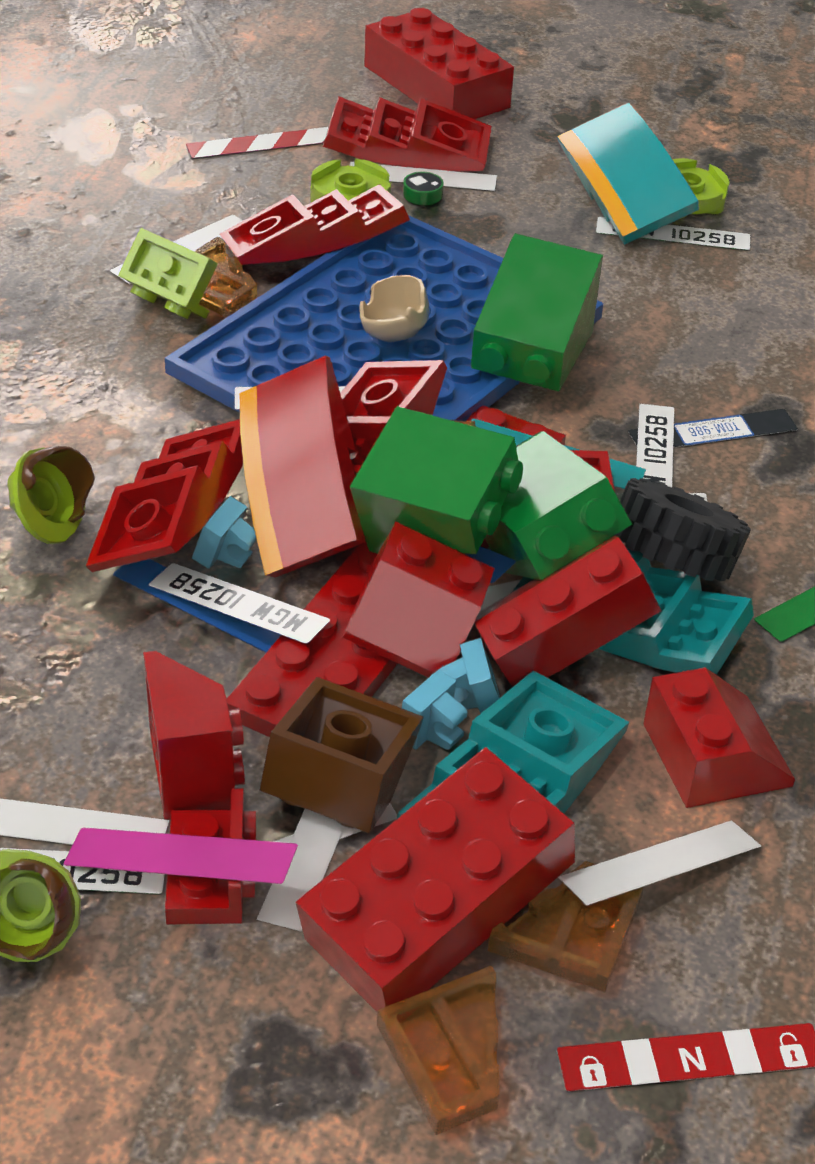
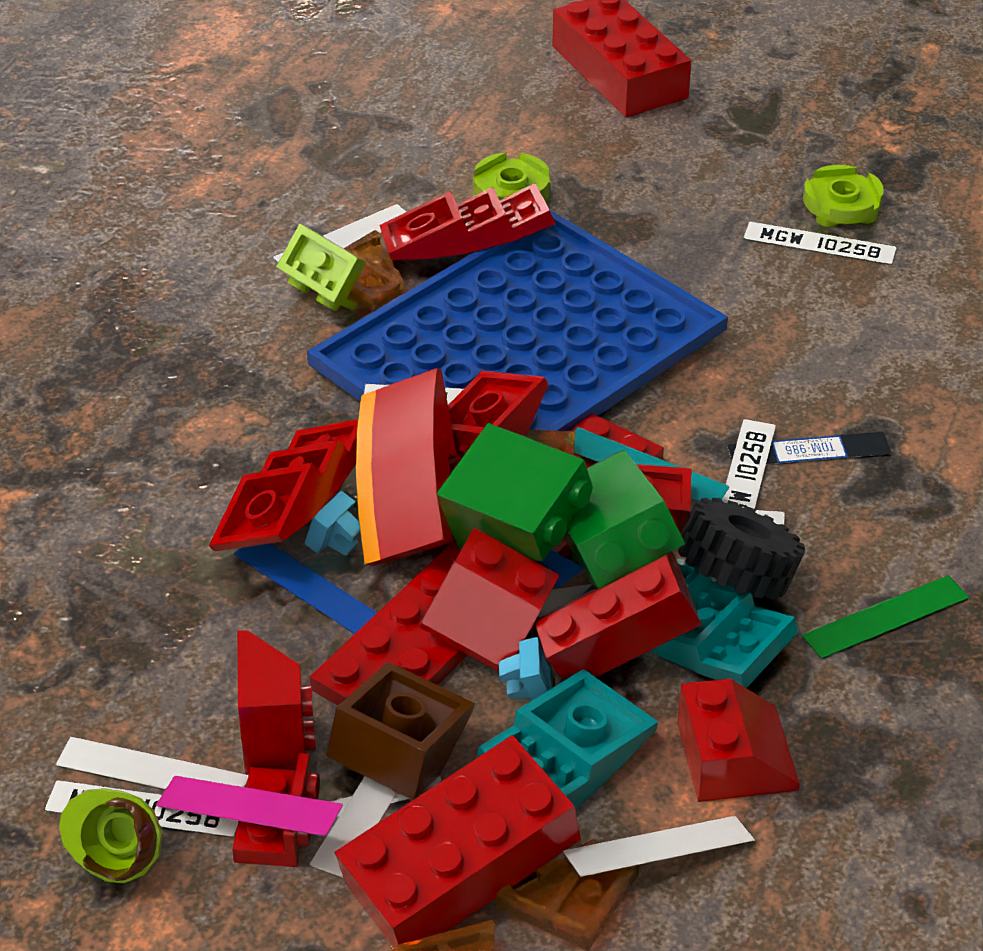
camera: 10 degrees right, 0 degrees up
(50, 491) = (186, 476): lime piece -> none
(240, 603) = (337, 588): white sticker -> none
(256, 142) = (439, 127): sticker -> none
(395, 308) = (523, 317): tan hair -> none
(408, 138) = (579, 130): red slope -> none
(423, 188) = (582, 184): tile -> none
(440, 710) = (491, 699): medium azure tile -> none
(450, 178) = (599, 172): white sticker -> none
(537, 312) = (653, 329): green slope -> none
(628, 173) = (781, 180): teal slope -> none

